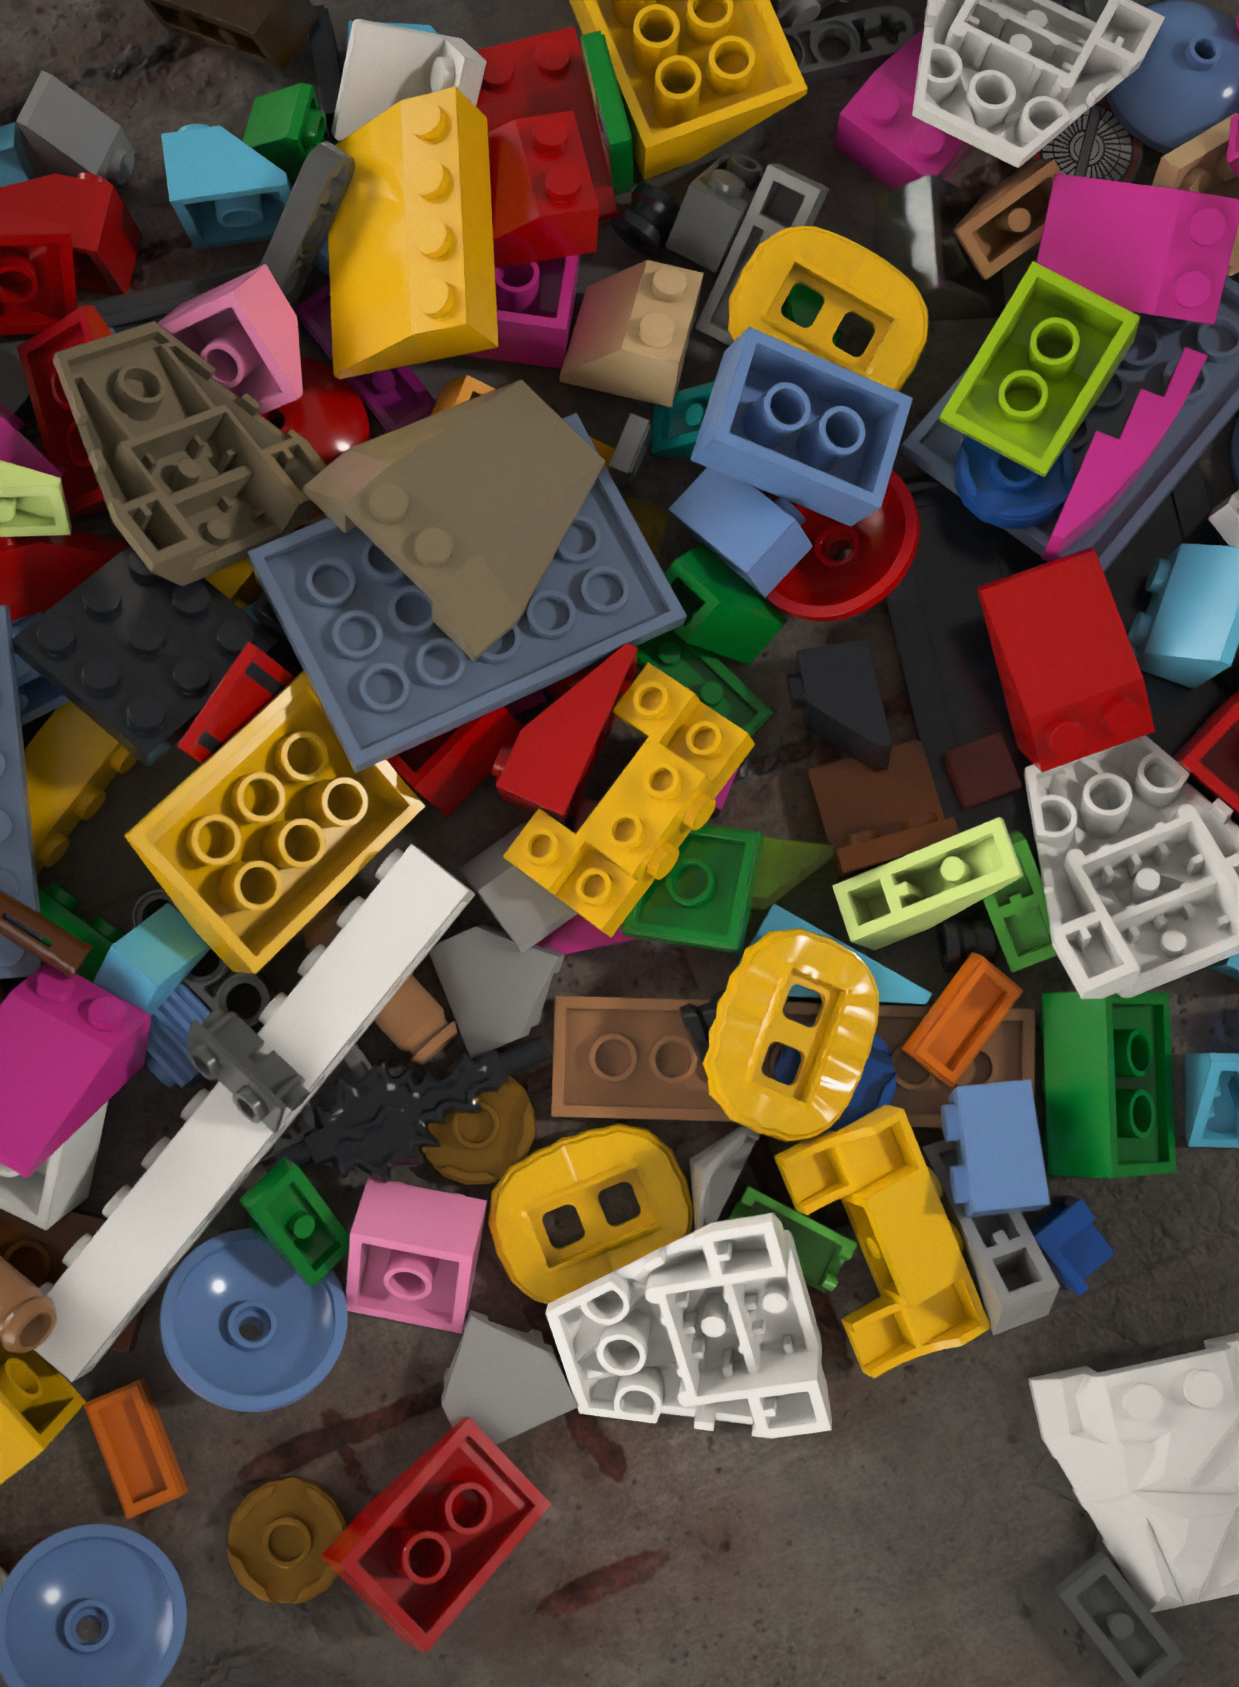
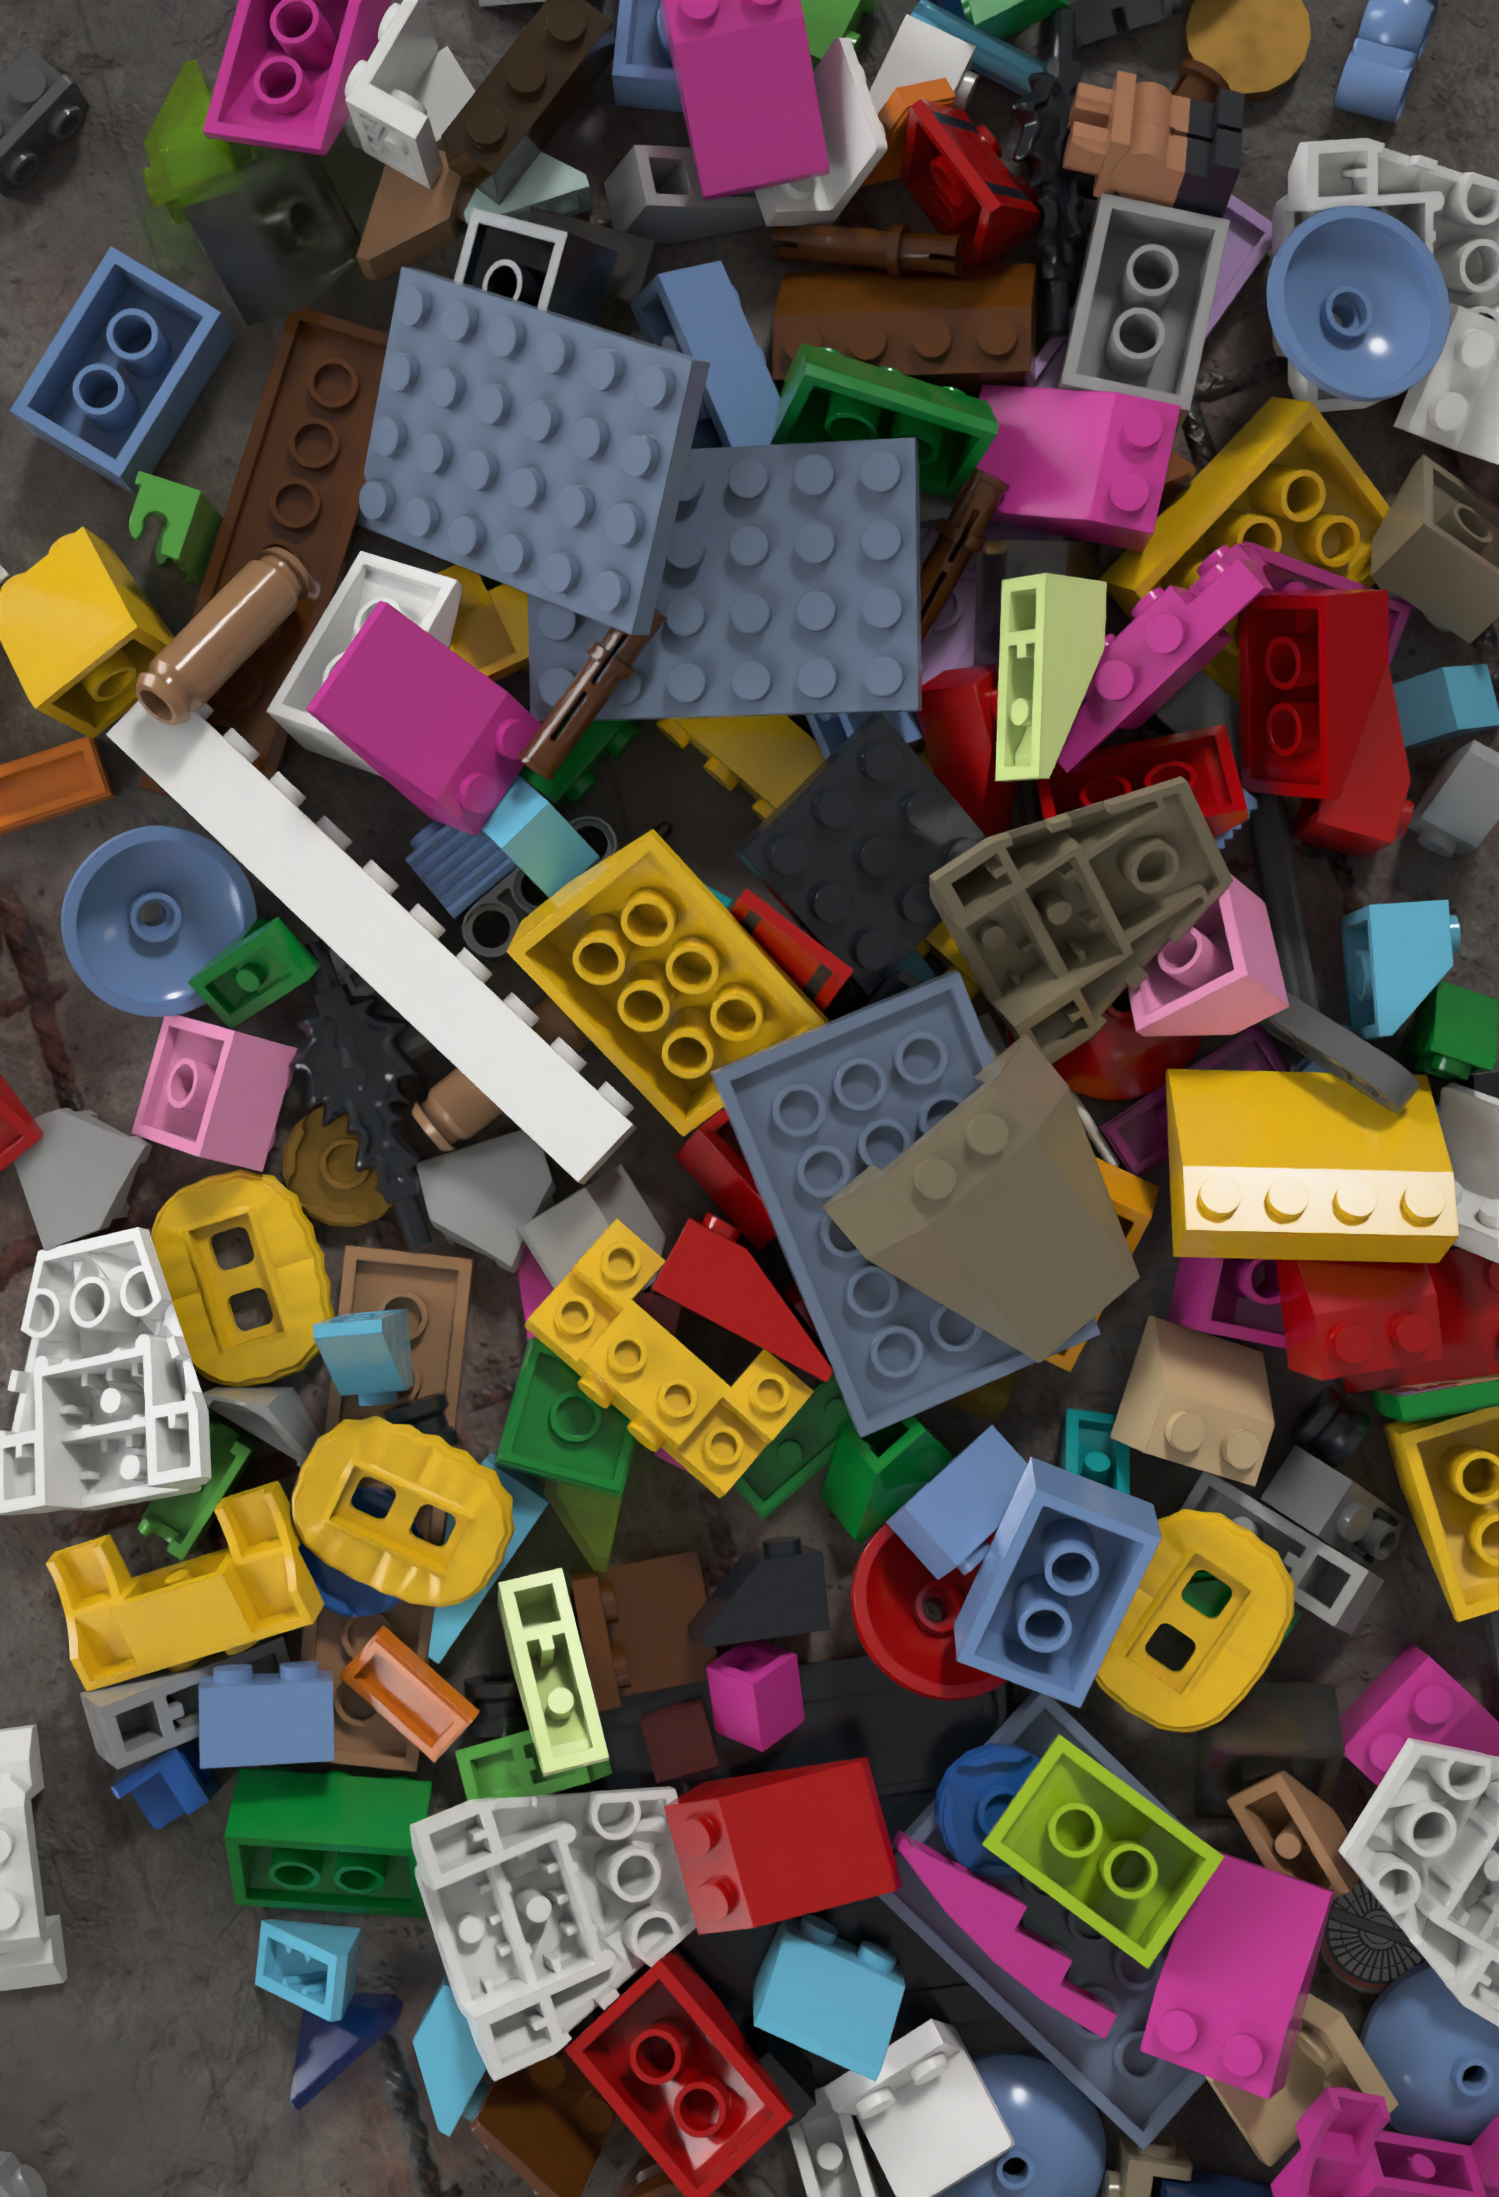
camera: 90 degrees right, 5 degrees up
(223, 1051) = (386, 947): dark grey hinge -> none
(630, 451) = (1064, 1386): light grey tile -> none
(649, 1077) = (367, 1354): none -> medium azure slope
(932, 704) = (755, 1694): none -> dark pink panel

